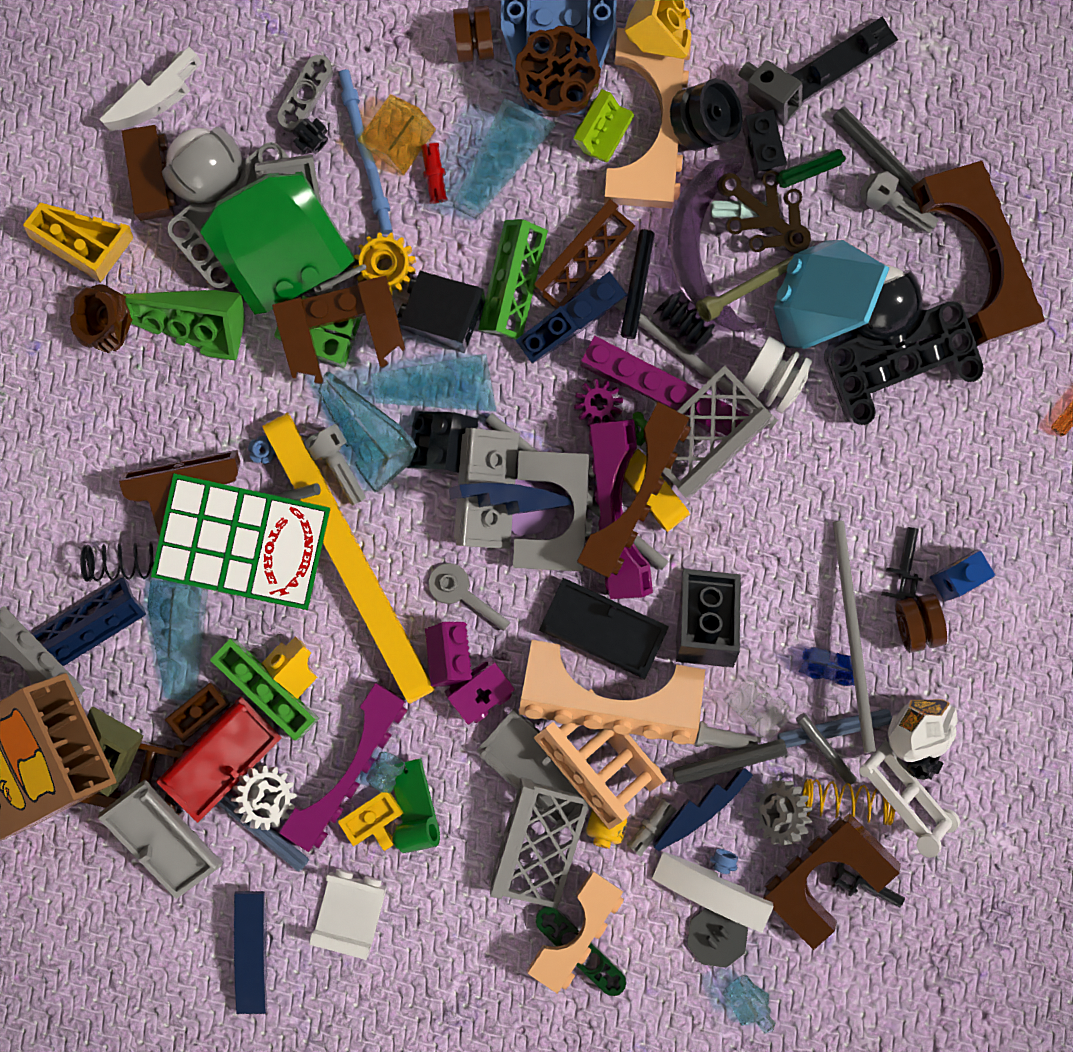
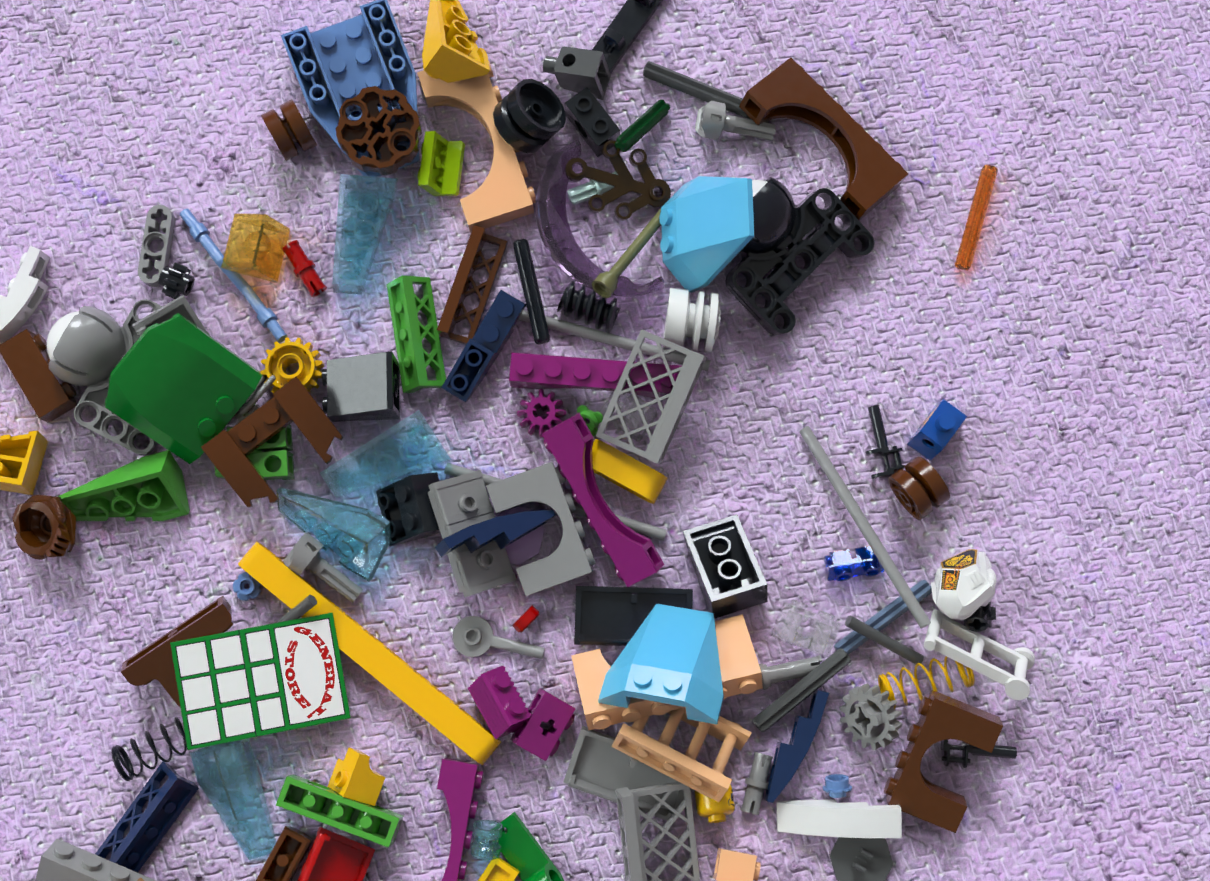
camera: 30 degrees left, 5 degrees down
(504, 588) = (526, 619): none -> red tile
(619, 685) = (671, 663): none -> medium azure wedge
(661, 436) = (610, 415): reddish brown arch -> none

